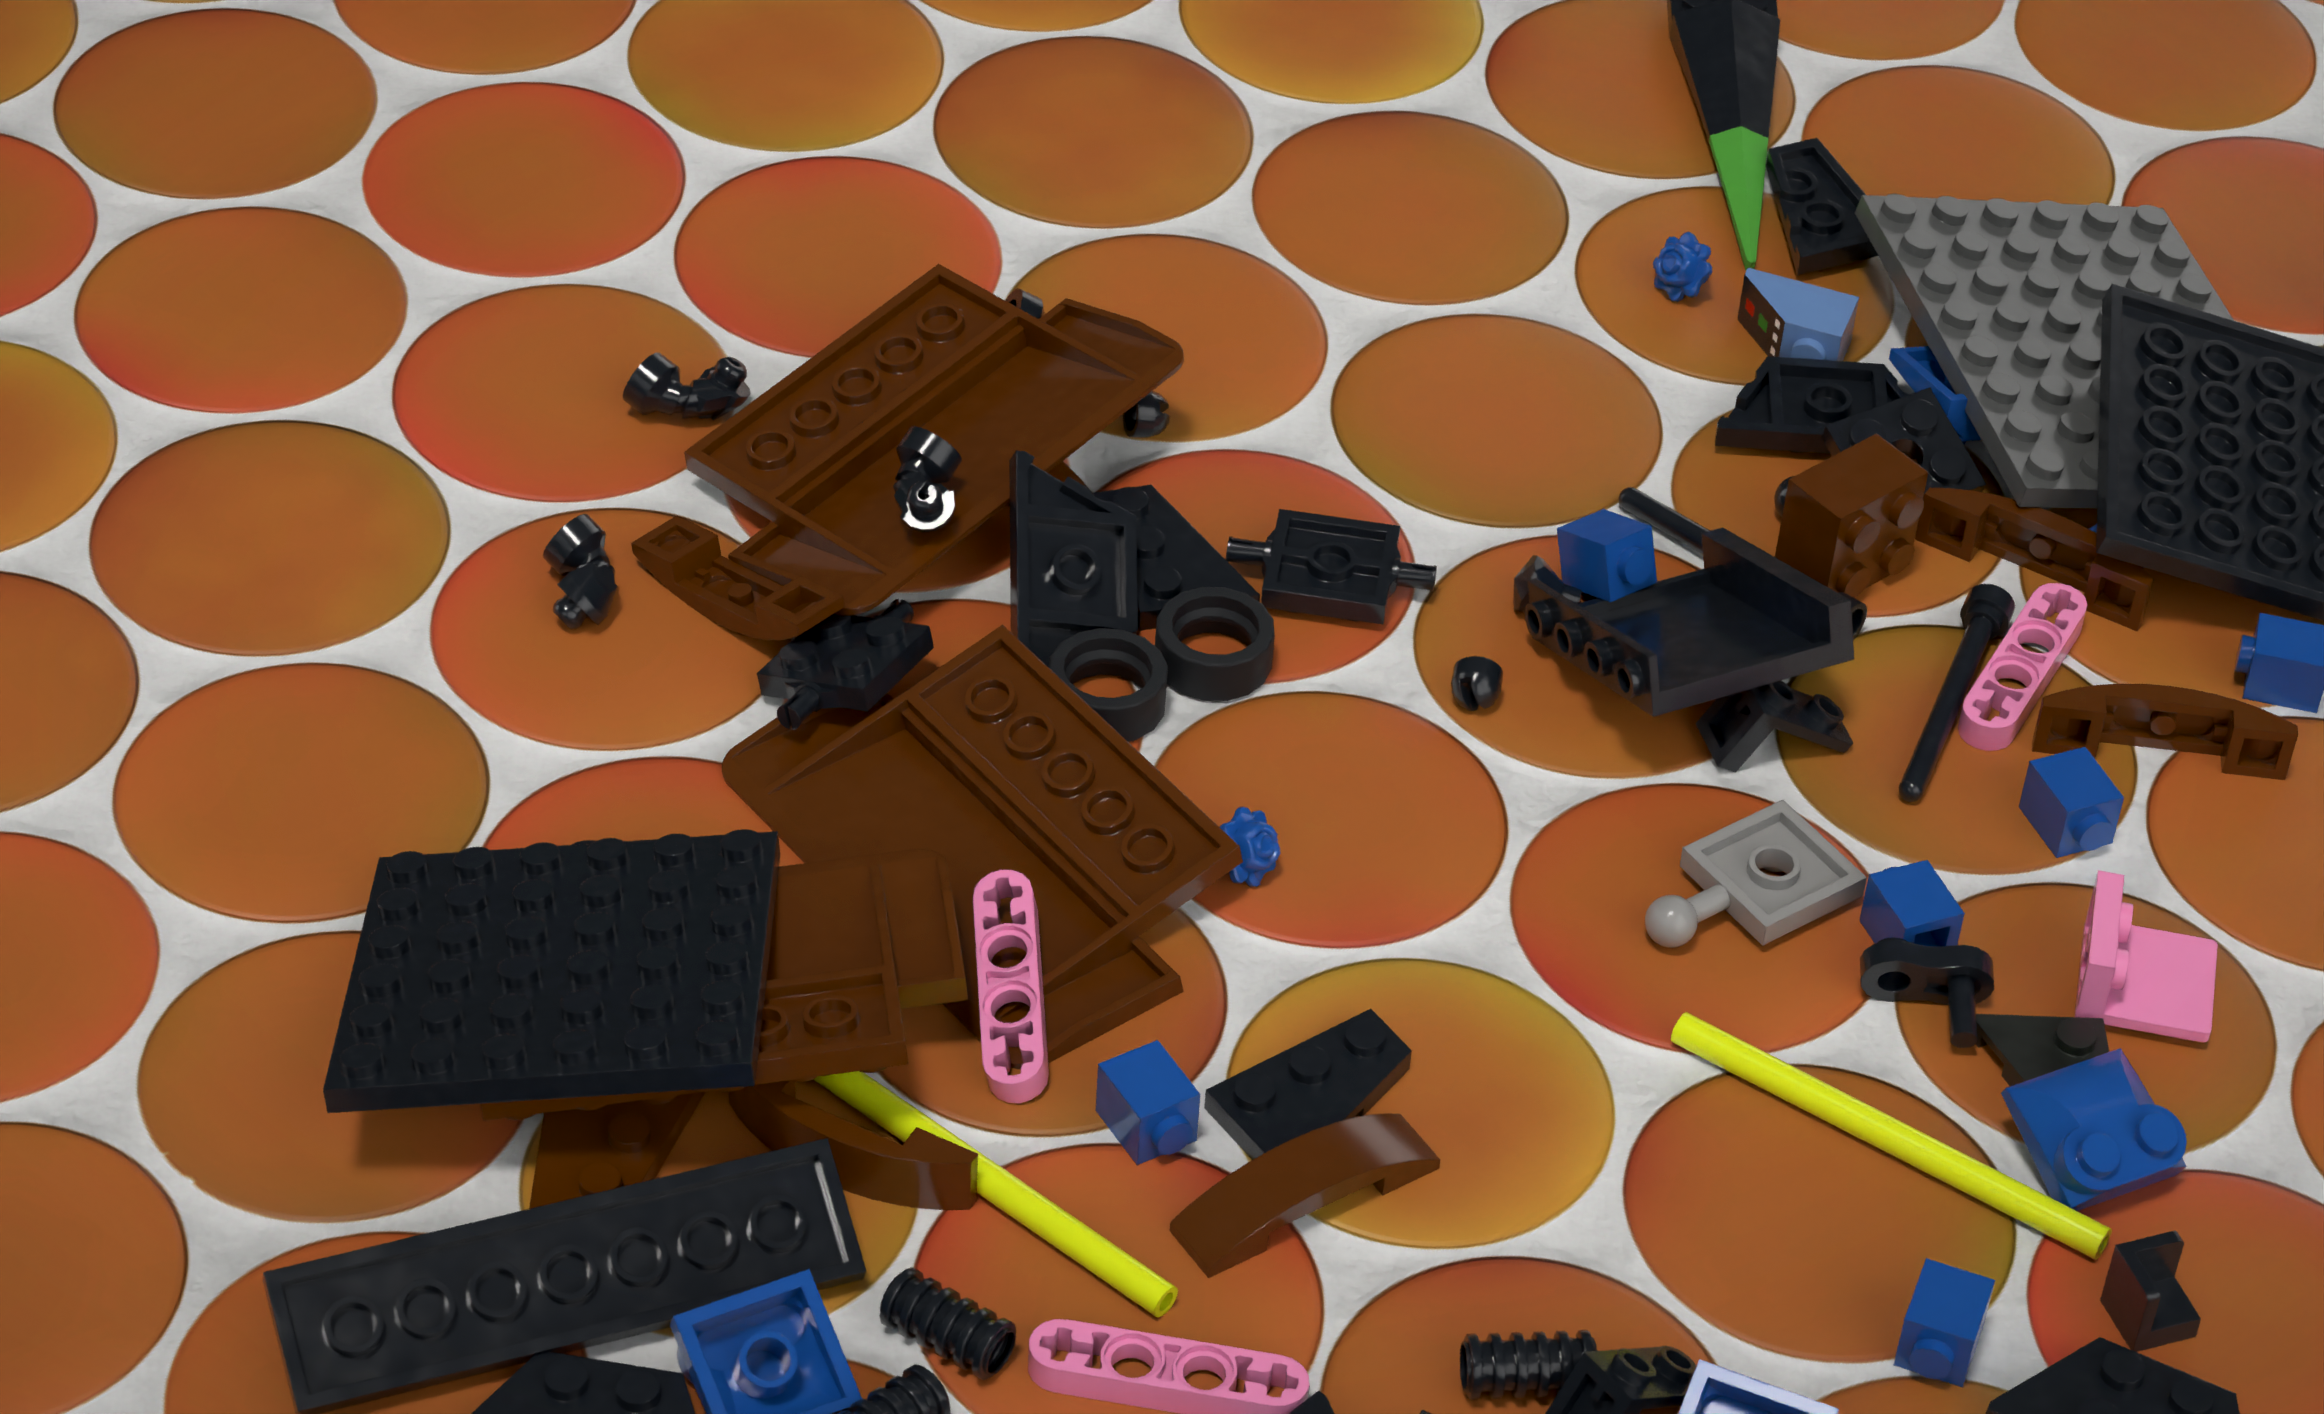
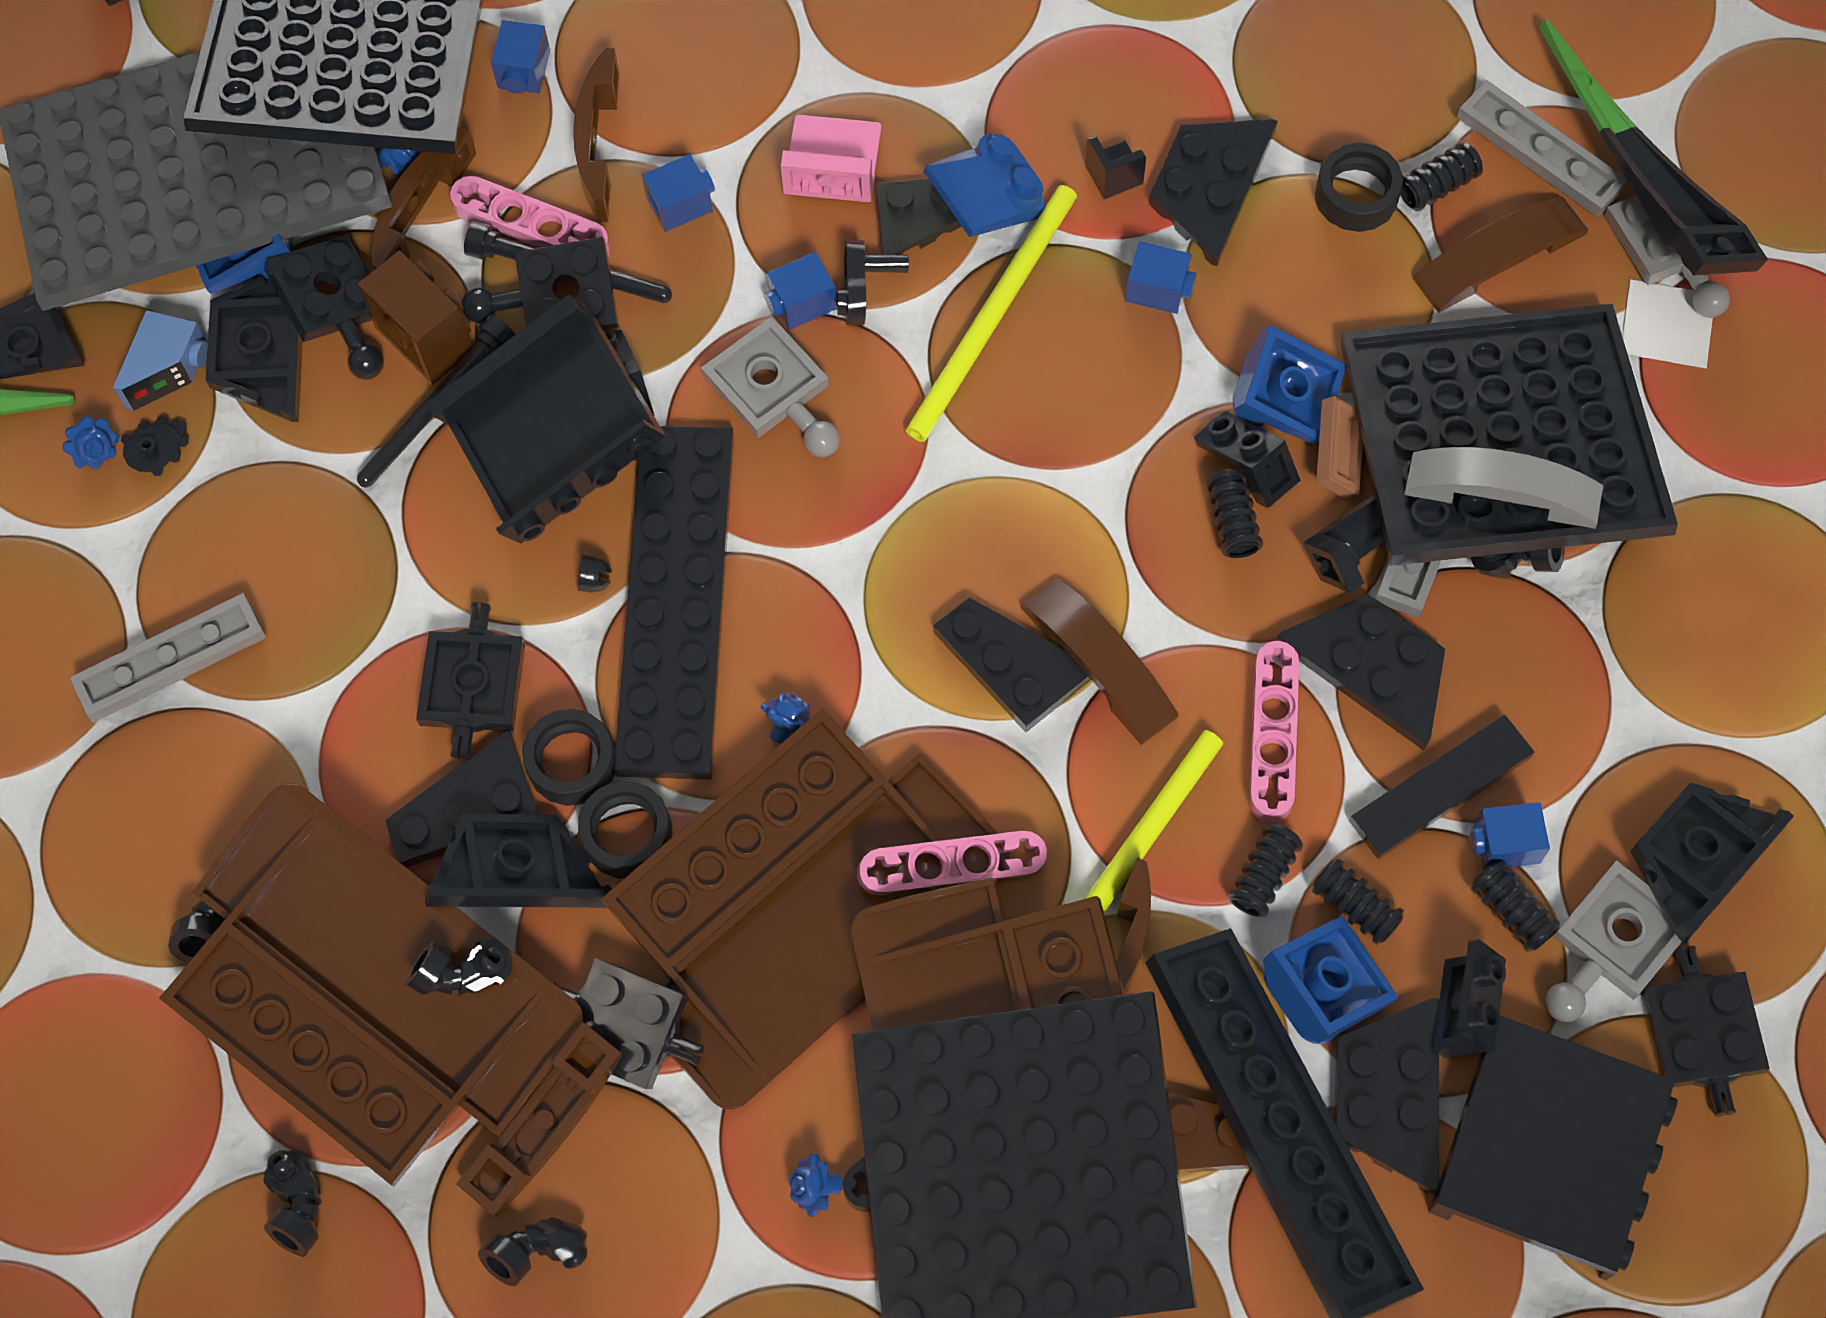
camera: 90 degrees left, 25 degrees up
(600, 811) = (813, 1184): none -> blue plant
(1147, 1102) = (1050, 760): blue brick -> none
(1389, 323) = (167, 658): none -> light grey plate
(1438, 766) = (675, 606): none -> black plate
(1539, 569) = (480, 536): black rock -> none
(1607, 555) = (456, 483): blue brick -> none
(1683, 326) = (154, 445): none -> black piece
(1929, 654) = (538, 277): none -> black plate

